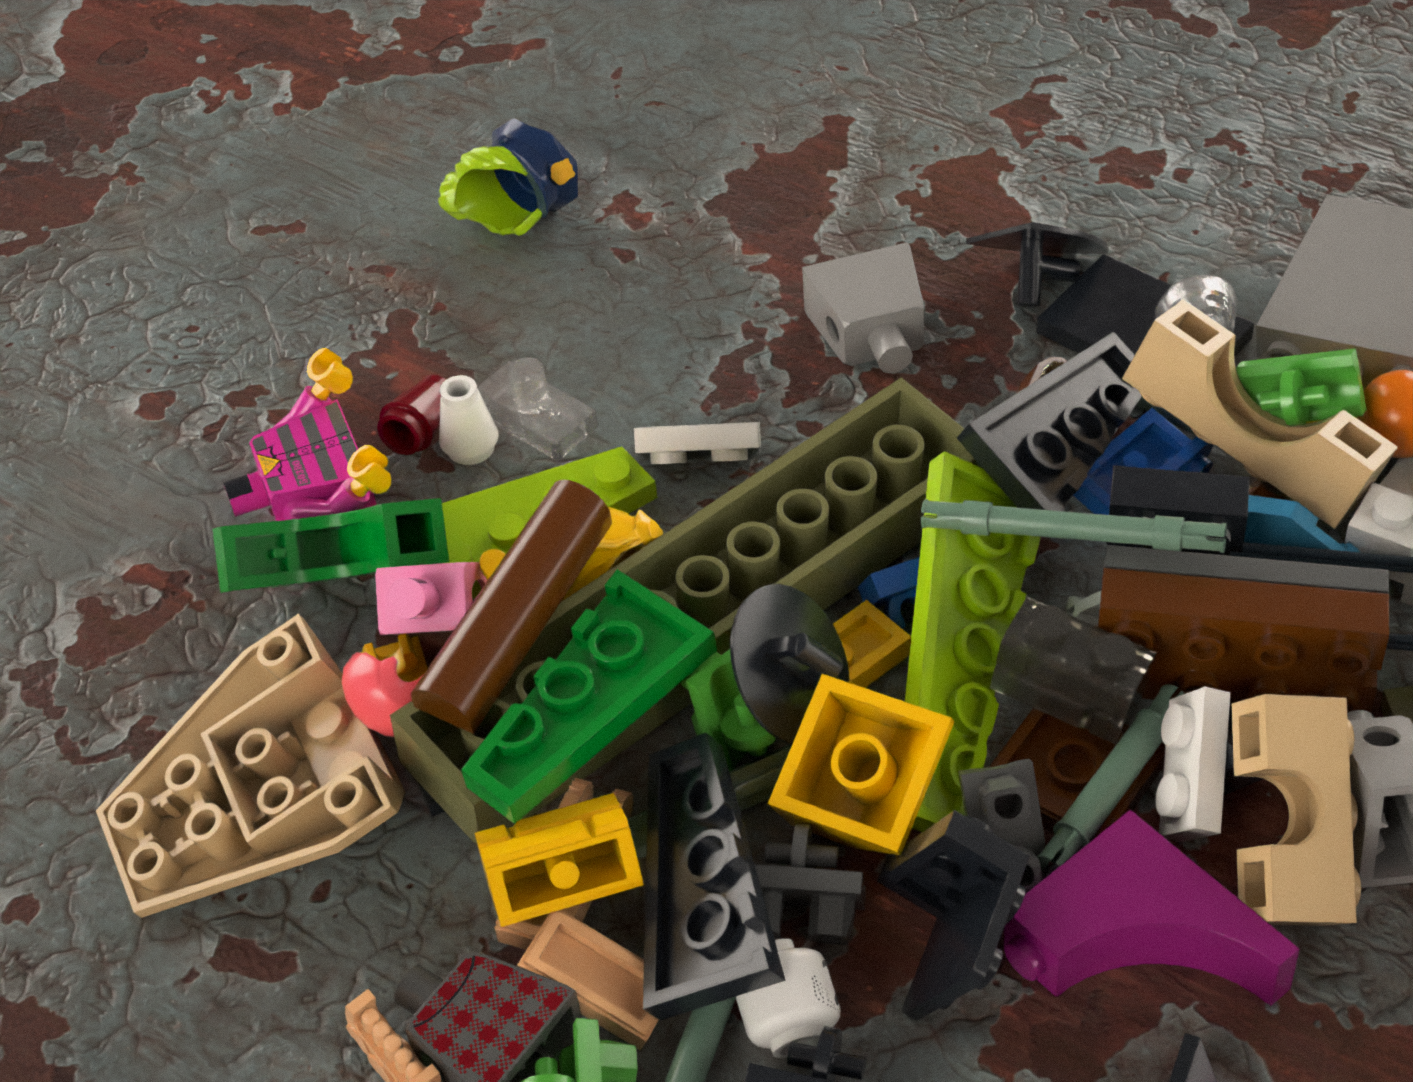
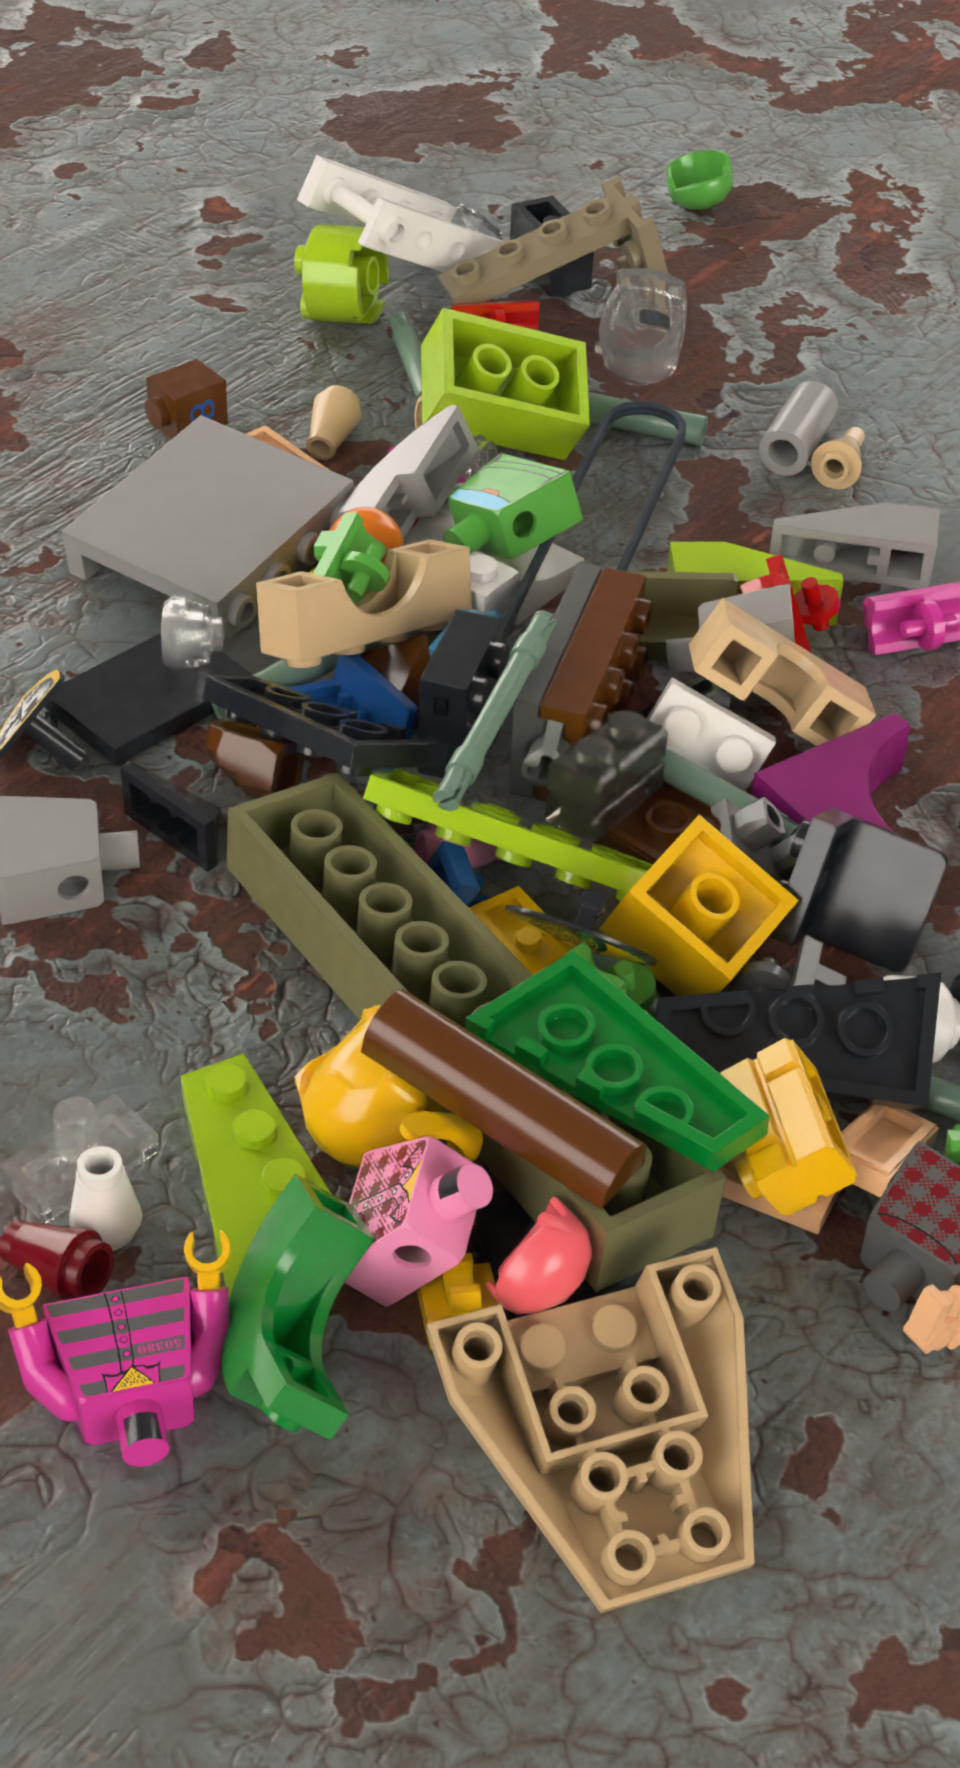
camera: 90 degrees left, 5 degrees down
(671, 443) = (196, 1010): white plate -> none
(961, 373) = (172, 814): none -> black slope

